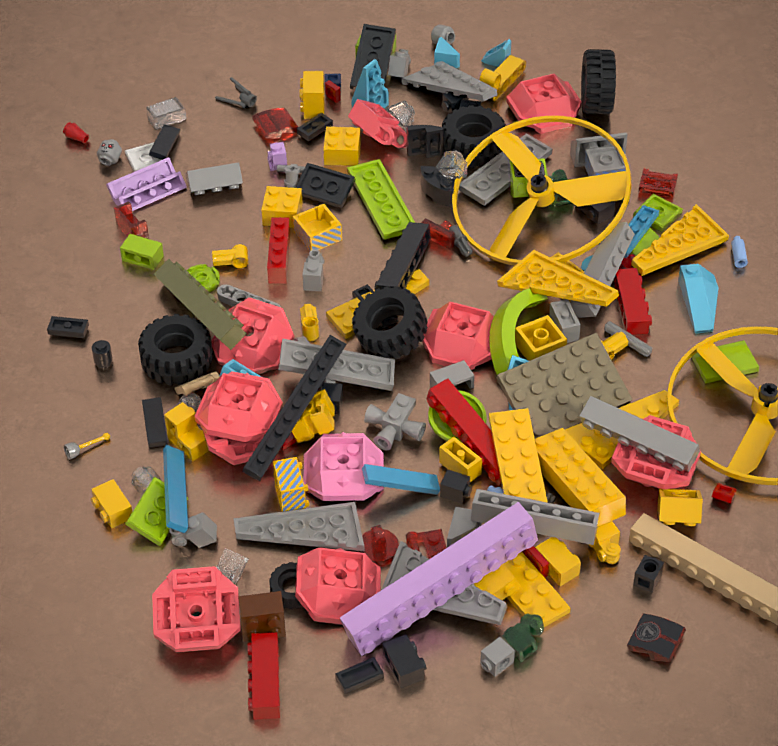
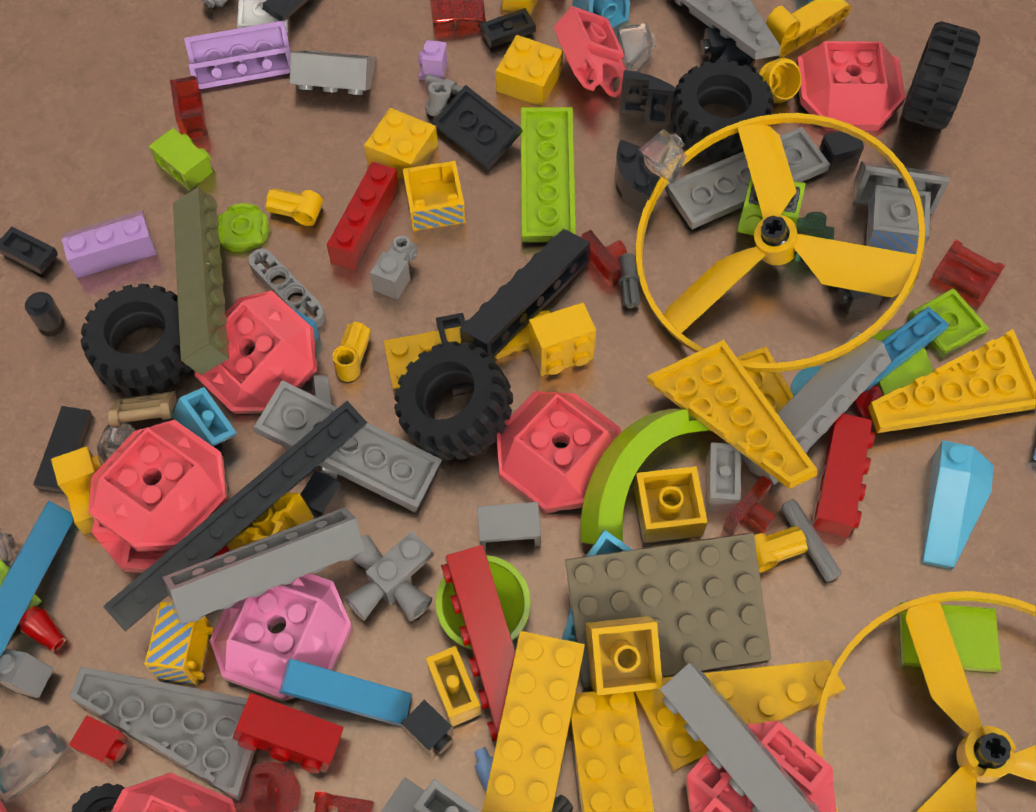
camera: 20 degrees right, 15 degrees up
(121, 309) = (108, 244): none -> lavender slope
(196, 507) = (39, 626): none -> red cone
(266, 550) = (99, 742): none -> red brick
(326, 423) = (263, 565): none -> light grey brick
(377, 508) = (287, 734): none -> red brick
(437, 278) = (562, 339): none -> yellow brick
(504, 109) = (781, 78): none -> yellow helmet
(551, 410) = (624, 655): none -> yellow brick
(555, 138) = (841, 149): none -> black brick
(586, 327) = (751, 508): none -> clear red tile

